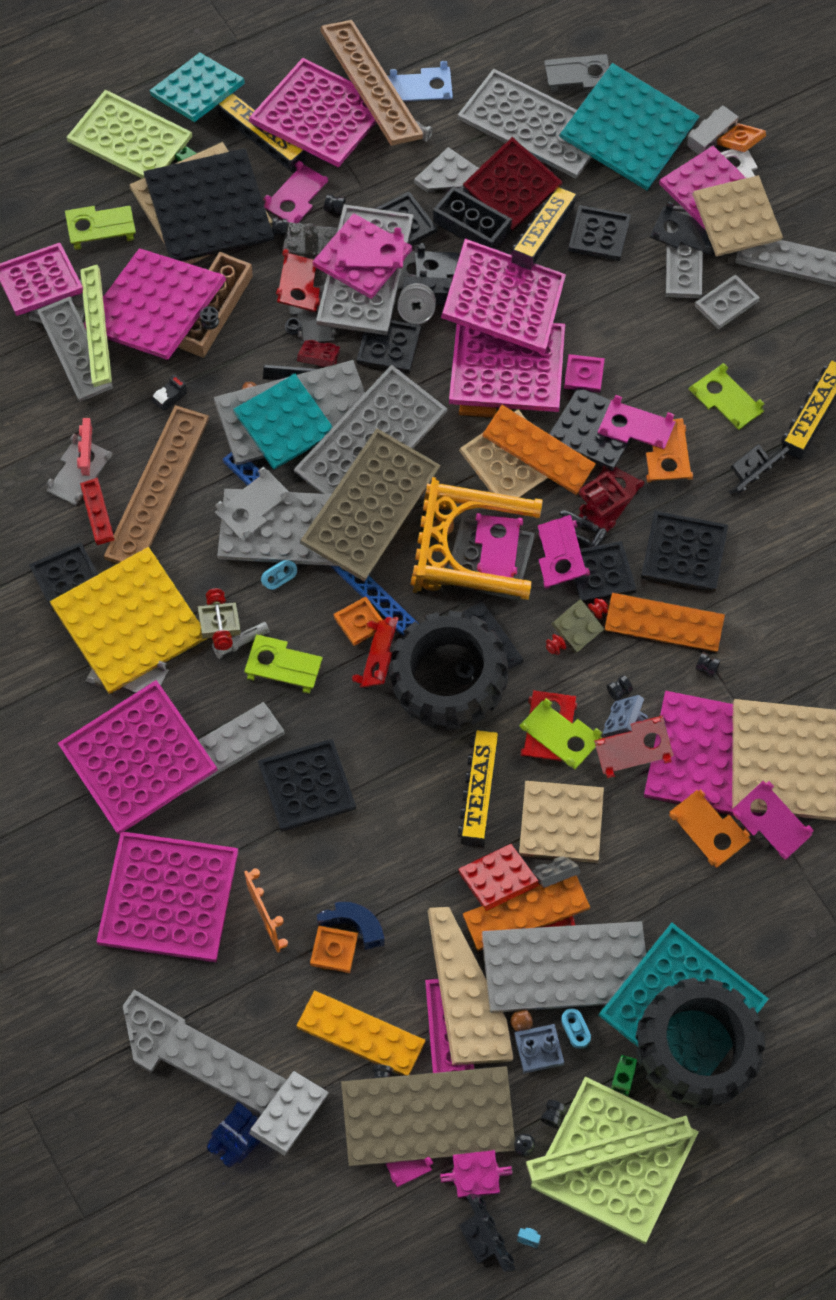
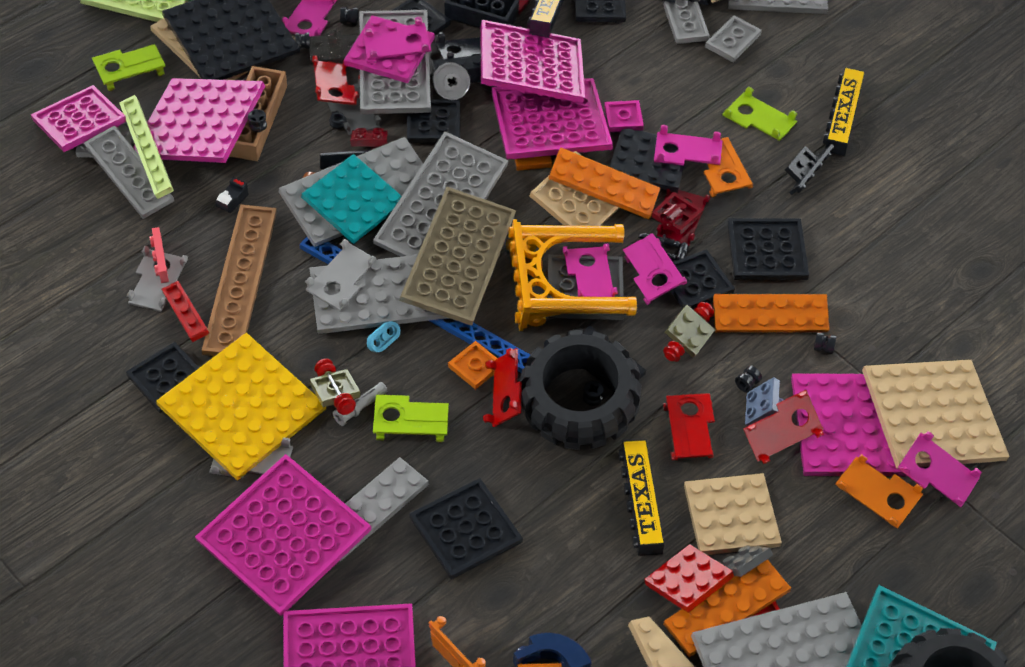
camera: 15 degrees left, 10 degrees down
(555, 731) = (702, 430): lime piece -> none

